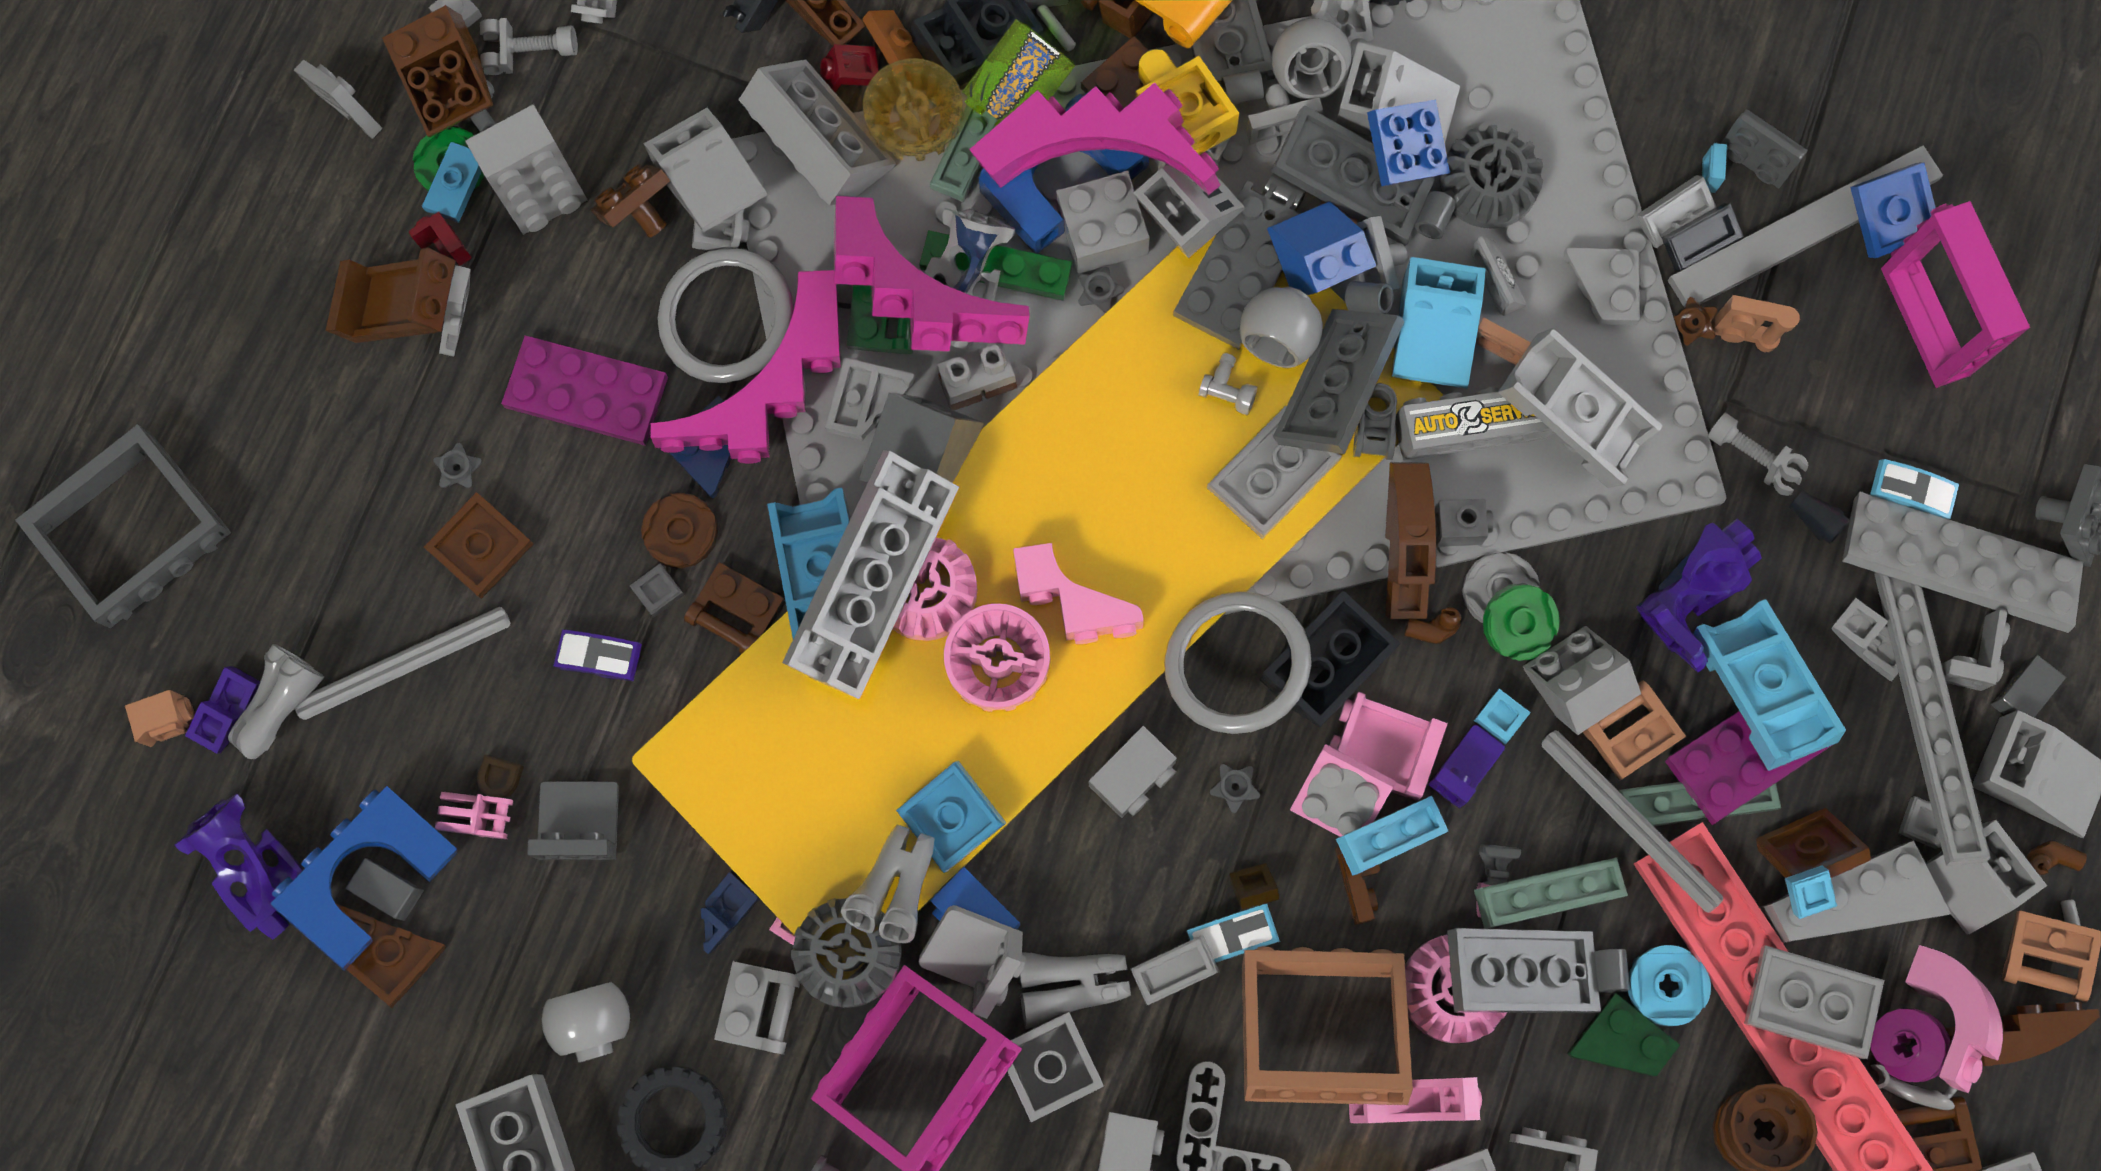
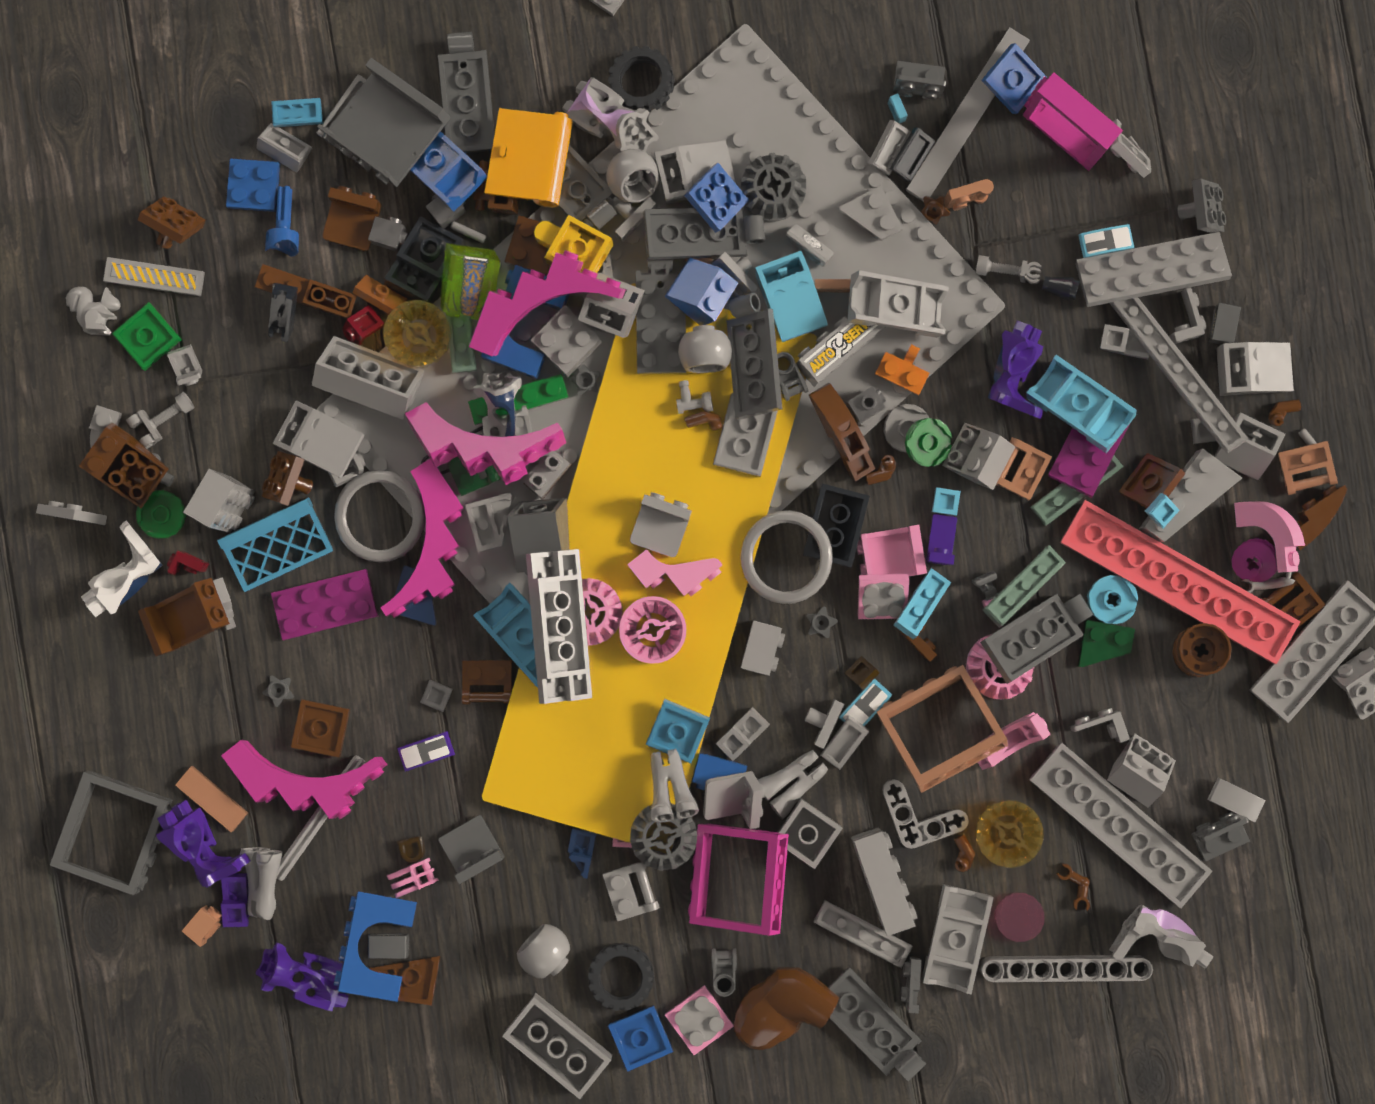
camera: 30 degrees left, 10 degrees up
(215, 582) = (190, 840): none -> dark purple hips
(280, 559) = (211, 799): none -> nougat tile
(341, 216) = (119, 584): none -> white hips
(436, 634) = (264, 778): none -> dark pink arch
(453, 183) = (173, 526): dark azure plate -> none
(570, 245) = (266, 525): none -> dark azure fence
(679, 530) = (428, 654): reddish brown tile -> none
(1039, 877) = (742, 734): none -> light grey slope
(1091, 524) = (660, 525): none -> light grey bracket
(1163, 924) = (824, 722): none -> light grey tile
(1232, 418) = (704, 418): none -> reddish brown arm
(1537, 509) = (902, 371): none -> orange plate
(1632, 821) = (1046, 521): light grey axle -> none
(1814, 1002) = (1193, 566): light grey tile -> none
(2014, 402) = (1131, 153): none -> light grey wing

